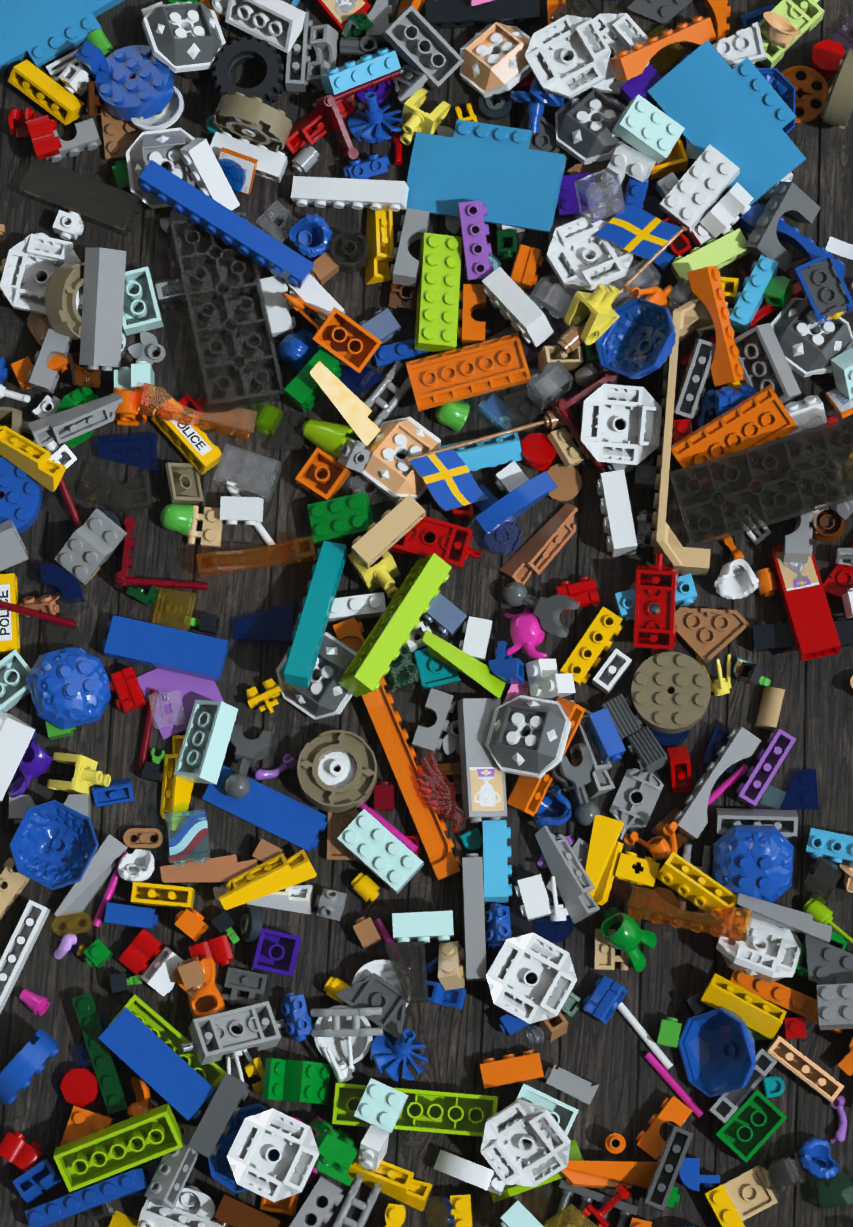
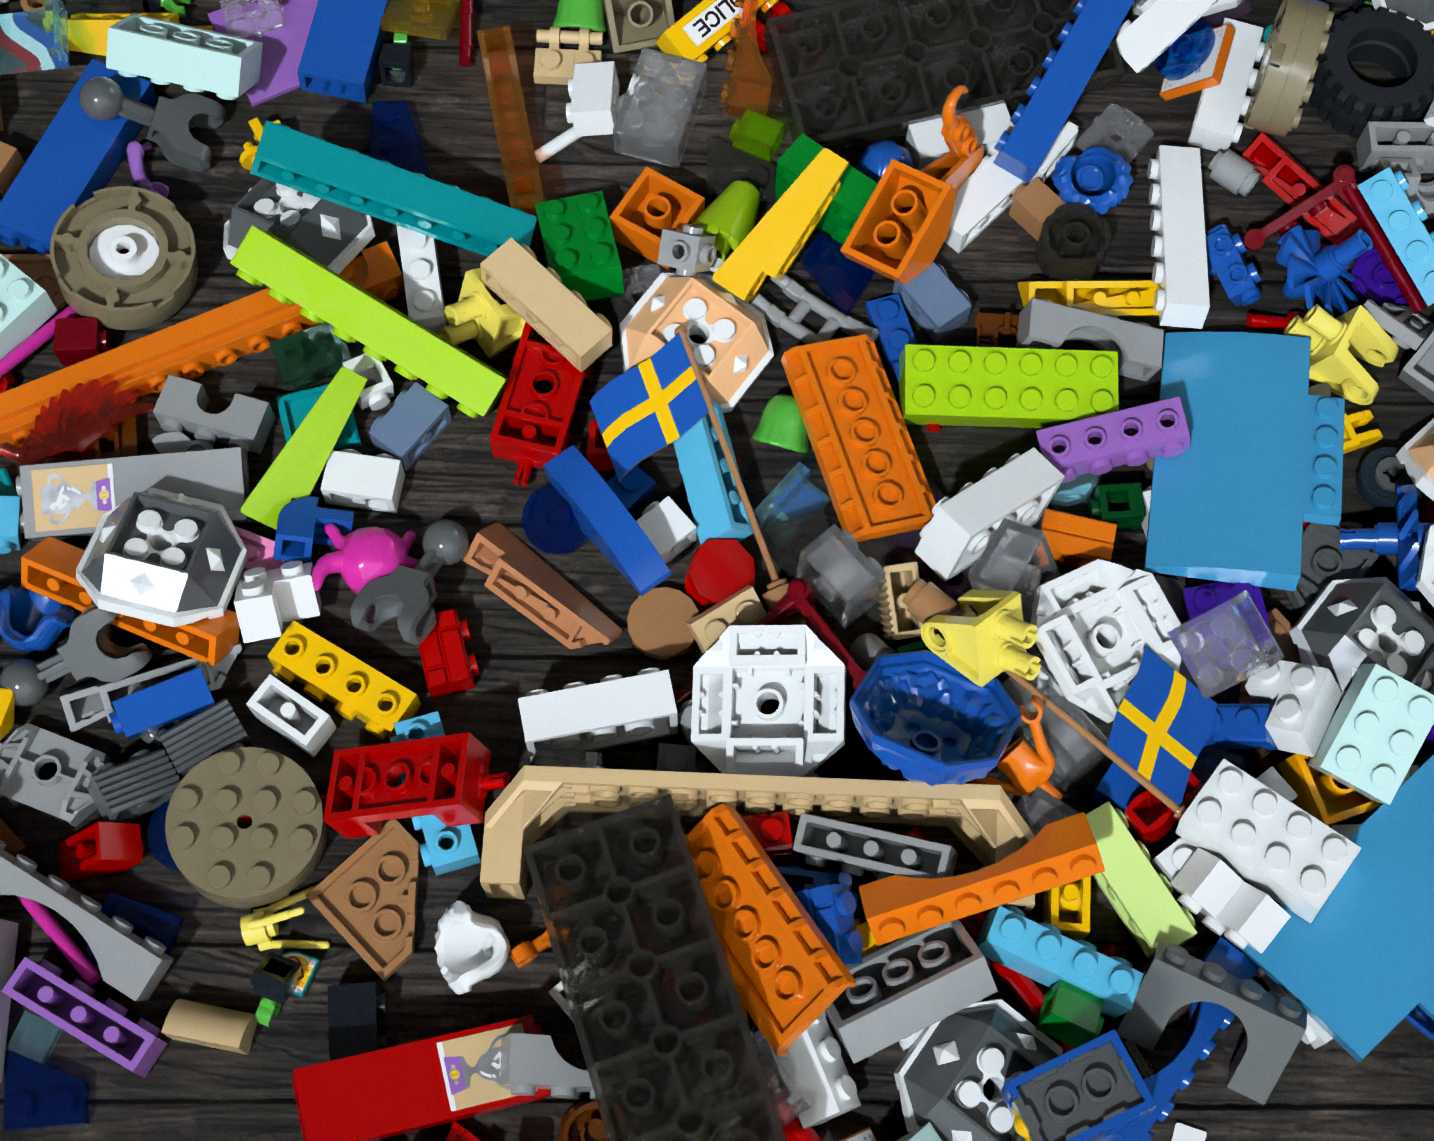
camera: 80 degrees right, 10 degrees down
(472, 298) = (944, 448): orange arch -> none
(767, 582) = (467, 1011): orange brick -> none

